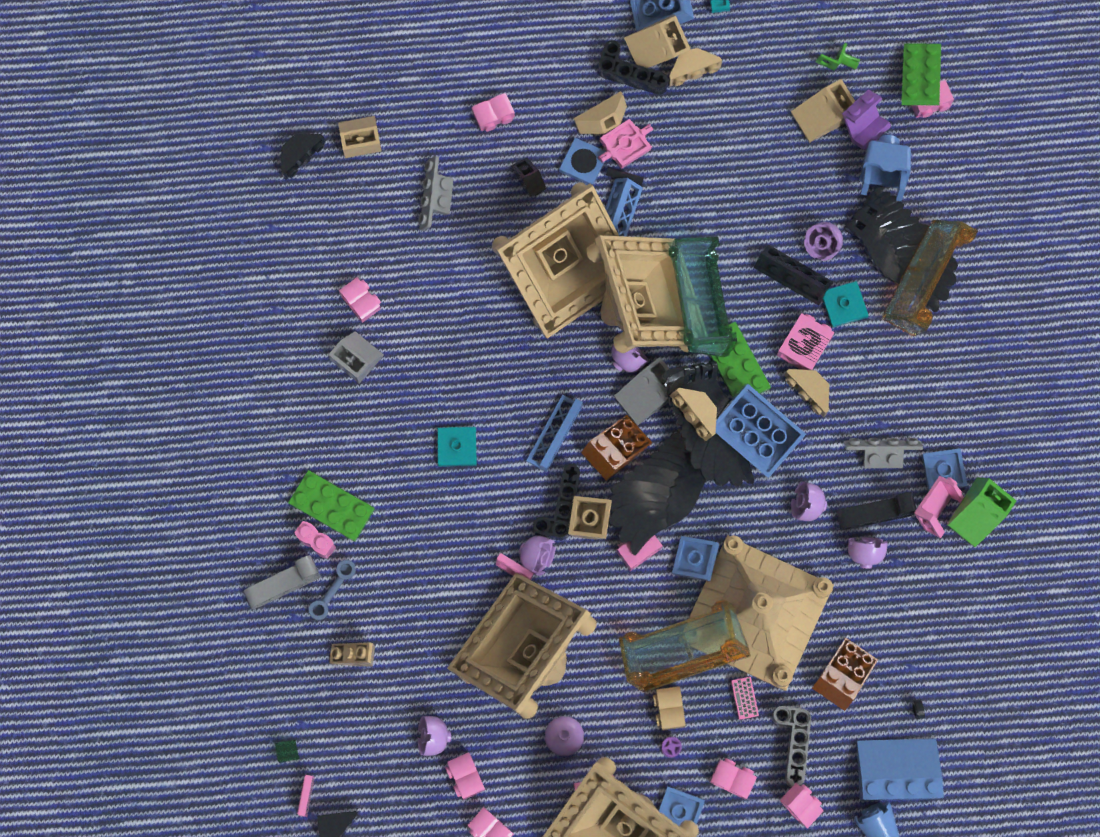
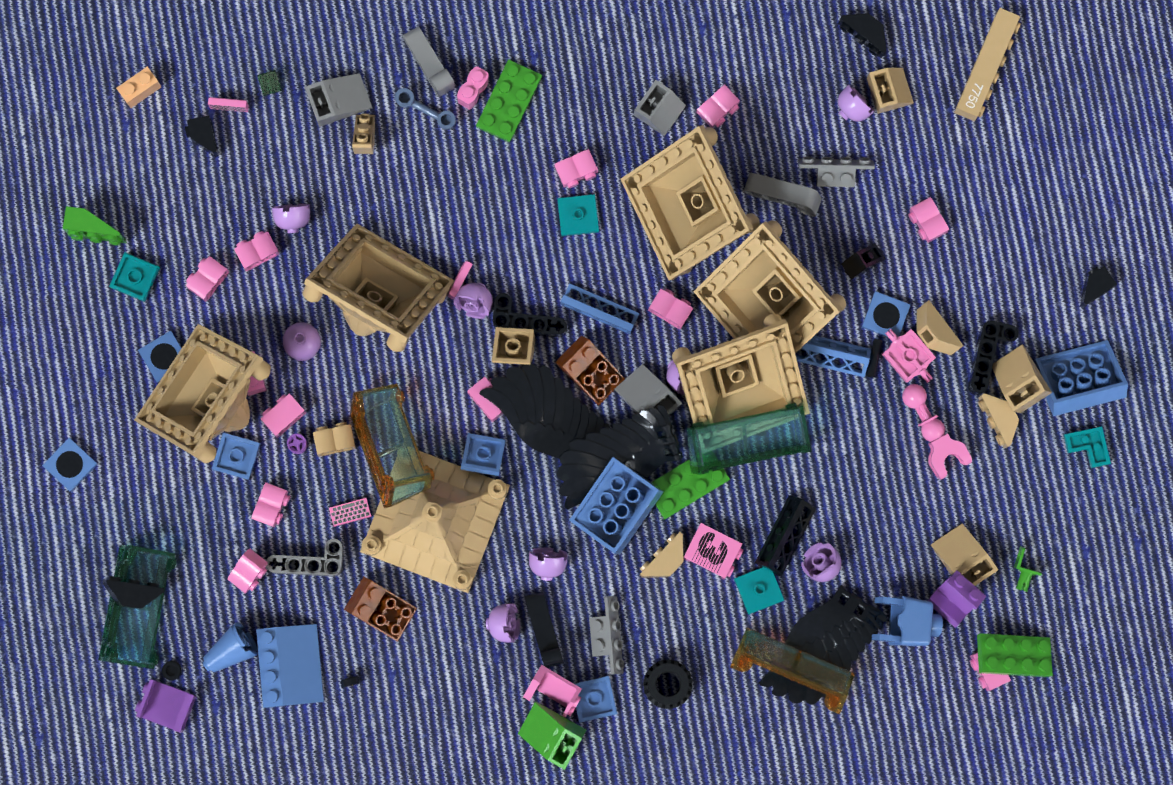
camera: 80 degrees right, 5 degrees up
(312, 679) = (338, 98): none -> light grey slope
(344, 44) = (987, 63): none -> tan brick
(372, 171) = (853, 105): none -> lavender cylinder
(409, 443) = (576, 168): none -> bright pink brick
(454, 245) = (784, 192): none -> light grey beam
(462, 329) = (687, 203): none -> tan piece
(560, 363) = (670, 308): none -> bright pink brick
(640, 759) = (283, 415): none -> bright pink brick
(697, 410) = (626, 442): tan slope -> none
(701, 127) = (934, 431): none -> bright pink piece
(938, 382) = (680, 672): none -> black tyre

